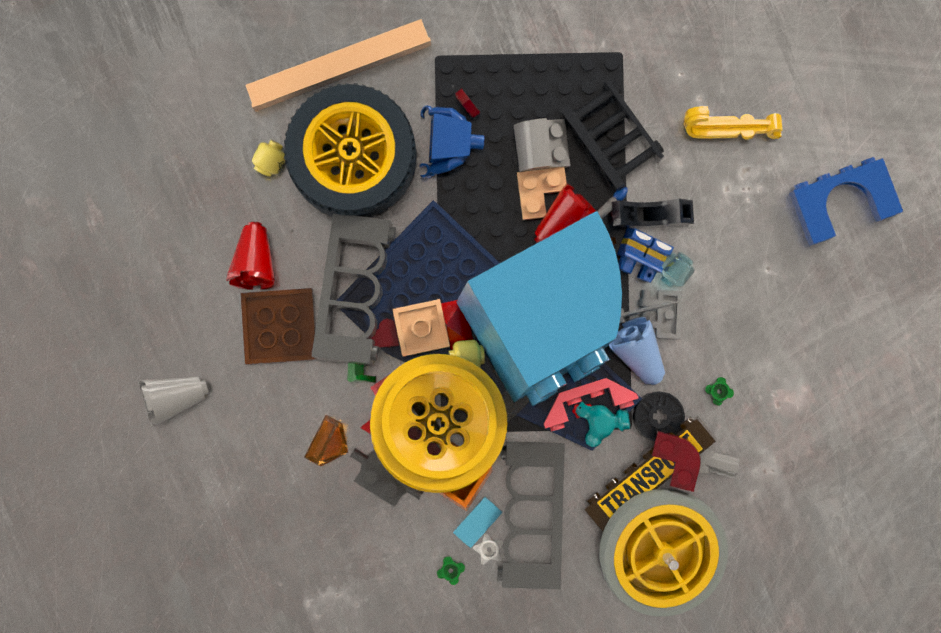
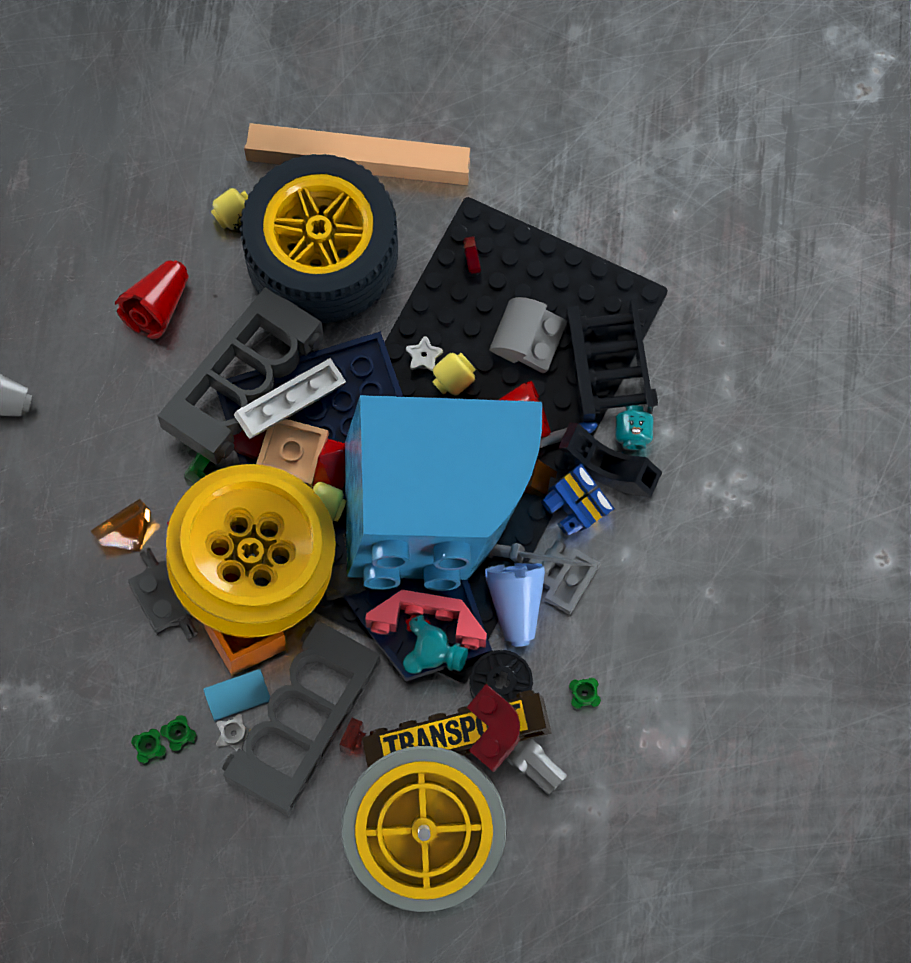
camera: 25 degrees right, 15 degrees down
(278, 326) = (140, 379): reddish brown plate -> none
(399, 291) = (289, 398): none -> white plate
(435, 584) = (144, 738): none -> green plate
(448, 140) = (430, 282): blue torso -> none
(473, 206) = (426, 362): none -> white plate
(504, 204) = (453, 374): none -> light yellow head
(533, 187) = (498, 373): light nougat plate -> none
(576, 510) = (352, 737): none -> clear red plate
(655, 176) = (634, 428): none -> teal head
(677, 269) = (606, 537): clear light blue head -> none
(701, 126) = (743, 418): yellow piece -> none
(870, 179) = (873, 547): blue arch -> none

